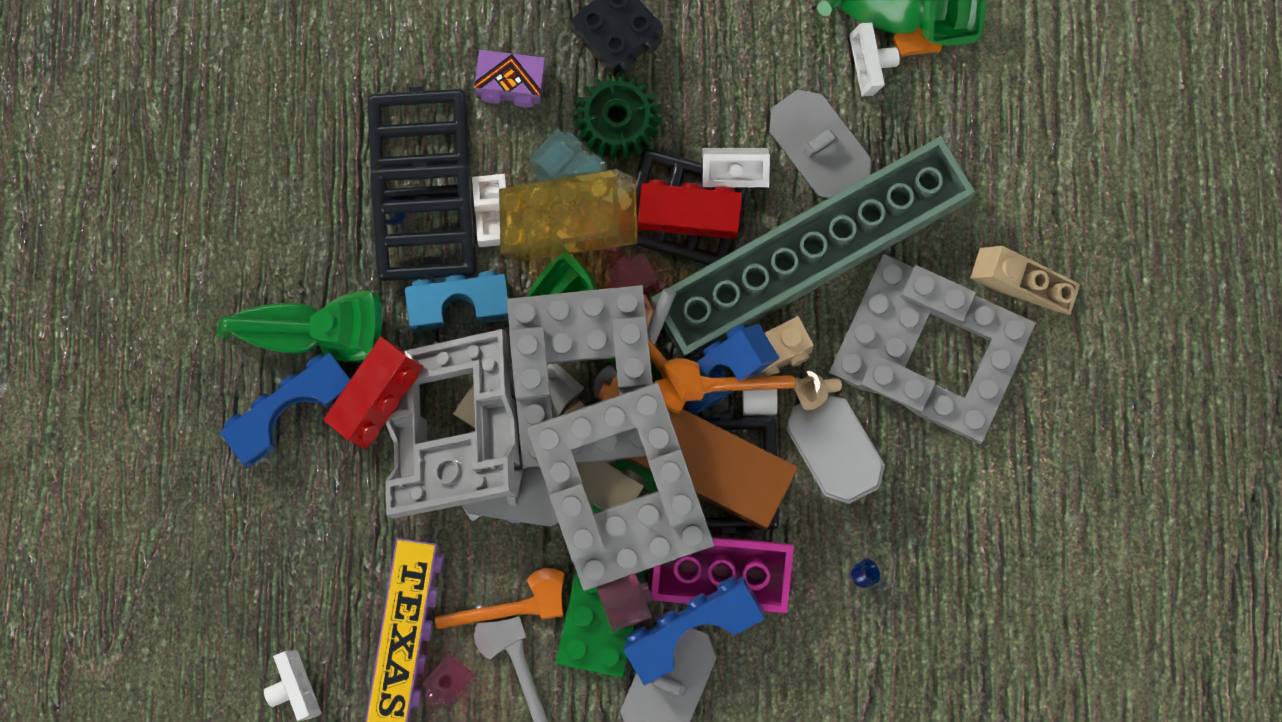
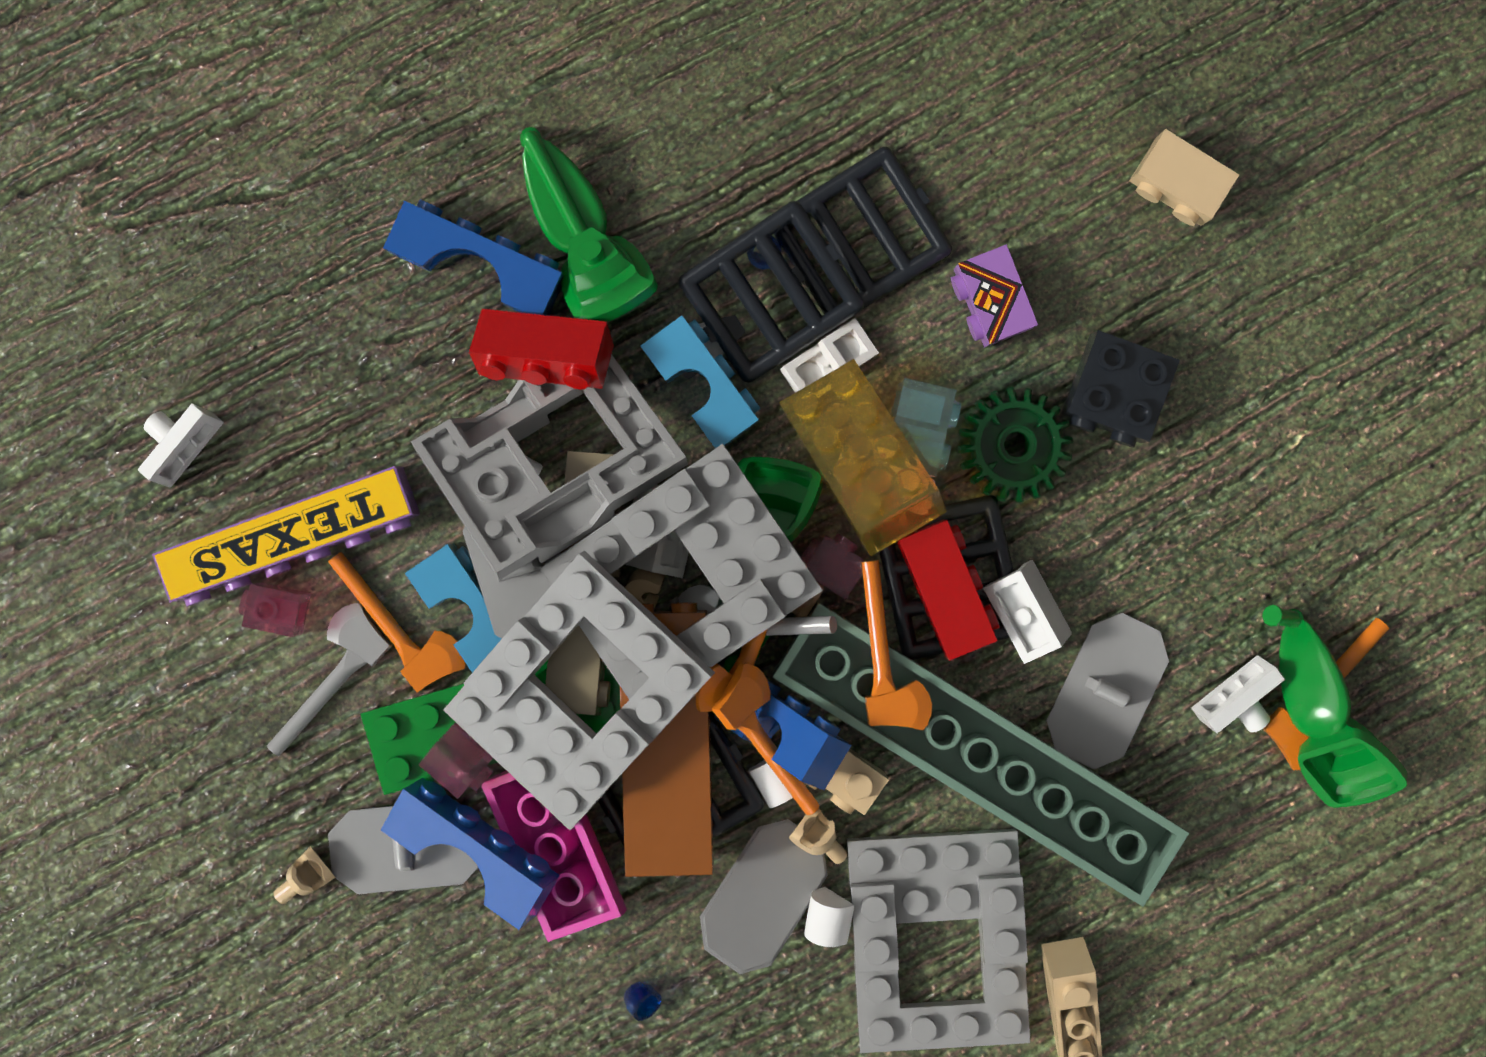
camera: 65 degrees right, 10 degrees up
(494, 545) = (451, 575): none -> dark azure arch
(745, 287) = (889, 706): none -> orange piece
(874, 411) = (828, 918): none -> white brick

